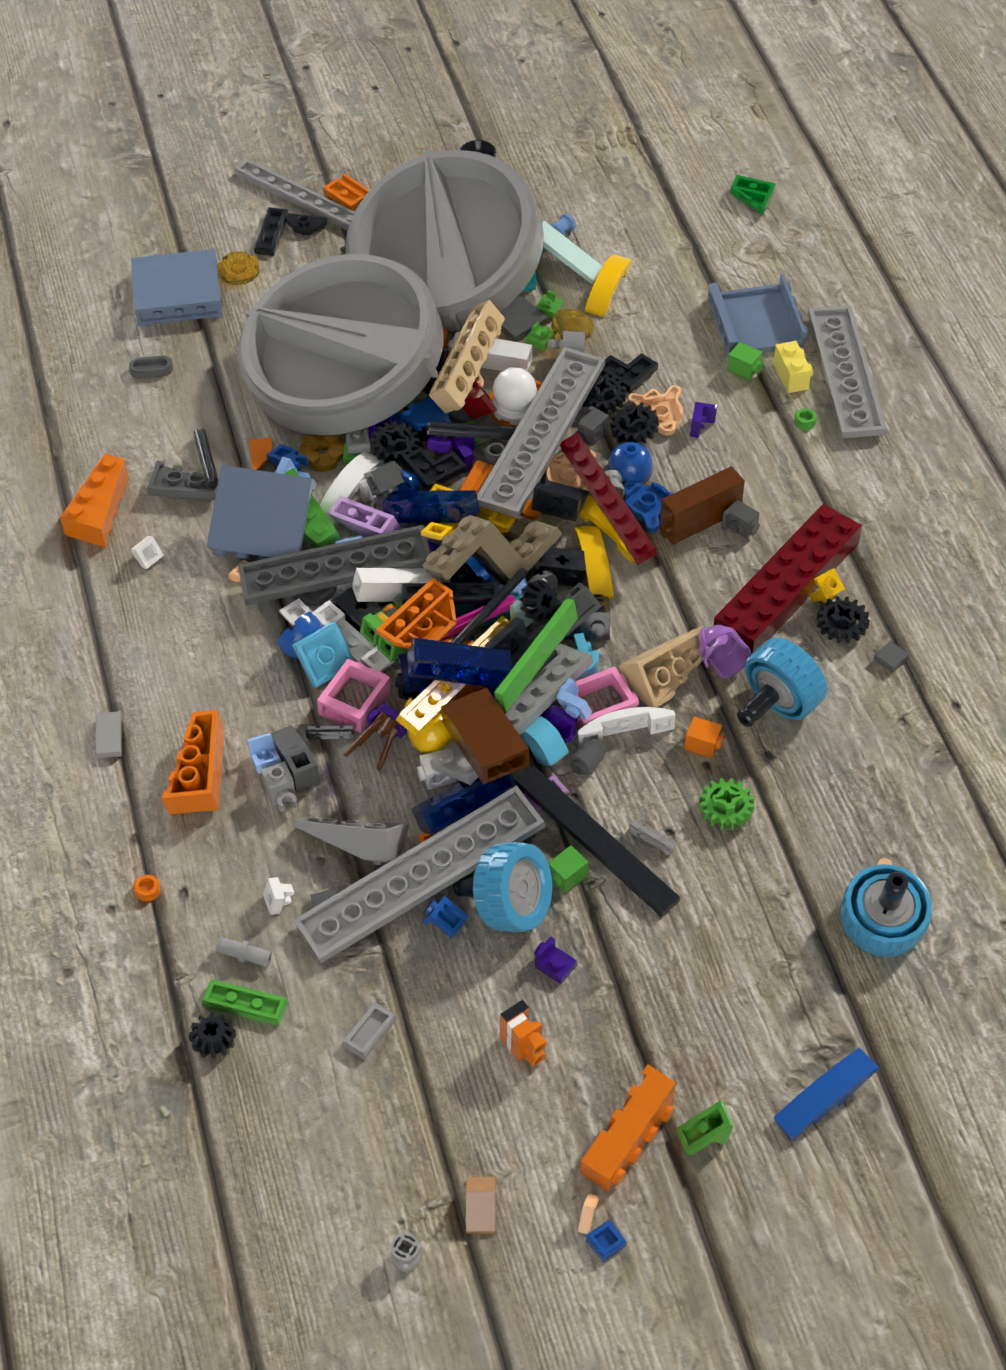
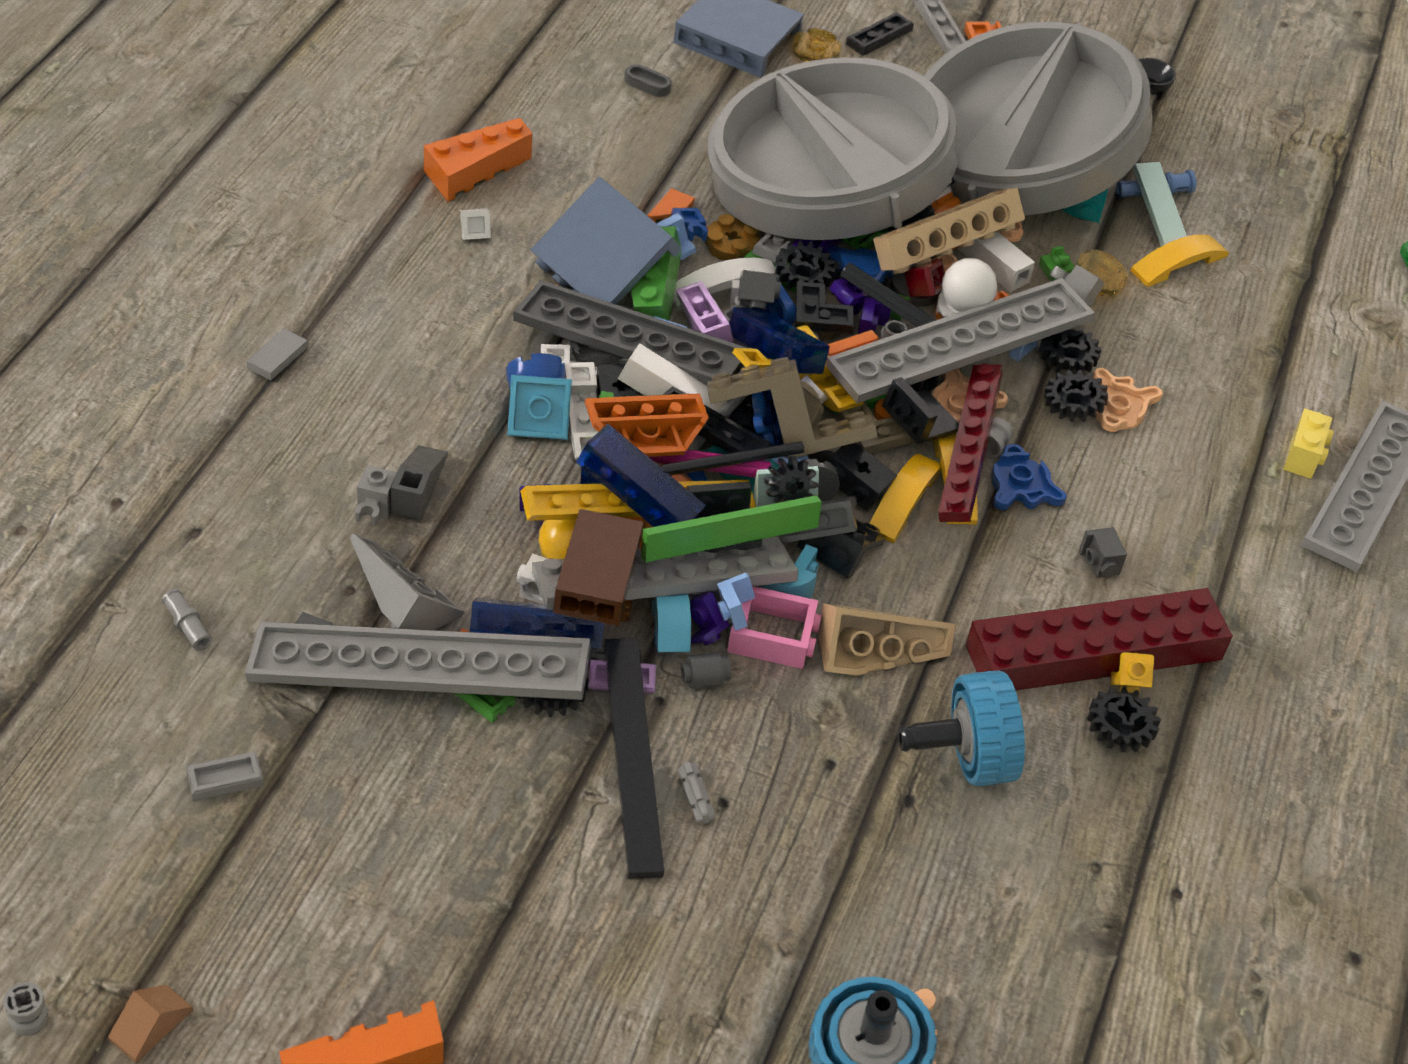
camera: 30 degrees right, 5 degrees down
(147, 888) = (166, 505): orange tile -> none
(179, 484) = (560, 180): dark grey wing -> none
(198, 770) = (321, 429): orange wedge -> none
(205, 458) = (621, 169): black axle -> none
(207, 1044) = (75, 672): black gear -> none
(244, 1002) = (141, 666): bright green tile -> none
(263, 752) = (394, 453): light blue bracket -> none
(277, 895) = (271, 591): white tile -> none
(305, 224) = (919, 44): black plate -> none
(329, 732) = (478, 481): black axle -> none
(344, 713) = (527, 443): bright pink window -> none
(382, 725) = (515, 504): reddish brown plant -> none
(445, 916) = (406, 720): blue bracket -> none
(509, 887) = (486, 731): dark azure wheel -> none
(520, 318) = (1046, 232): dark grey tile -> none
(521, 1035) = (355, 880): orange hips -> none
(550, 304) = (1096, 241): bright green tile -> none
(553, 961) = (469, 839): dark purple bracket -> none
(568, 869) = (572, 762): bright green brick -> none
(593, 426) = (1028, 373): dark grey brick -> none
(627, 719) = (780, 661): white slope -> none
(631, 374) = (1120, 351): black plate -> none
(631, 461) = (1037, 429): blue cylinder -> none
(700, 505) = (1065, 506): reddish brown brick -> none
(702, 414) = (1154, 430): dark purple bracket -> none
(704, 737) = (849, 732): orange brick -> none
(723, 650) = (950, 653): medium lavender helmet -> none
(724, 803) = (807, 814): bright green gear -> none
(745, 361) = (1259, 408): bright green brick -> none
(757, 316) = (1314, 377): sand blue panel -> none
(805, 419) = (1277, 503): bright green tile -> none
(891, 656) = (1146, 793): dark grey tile -> none

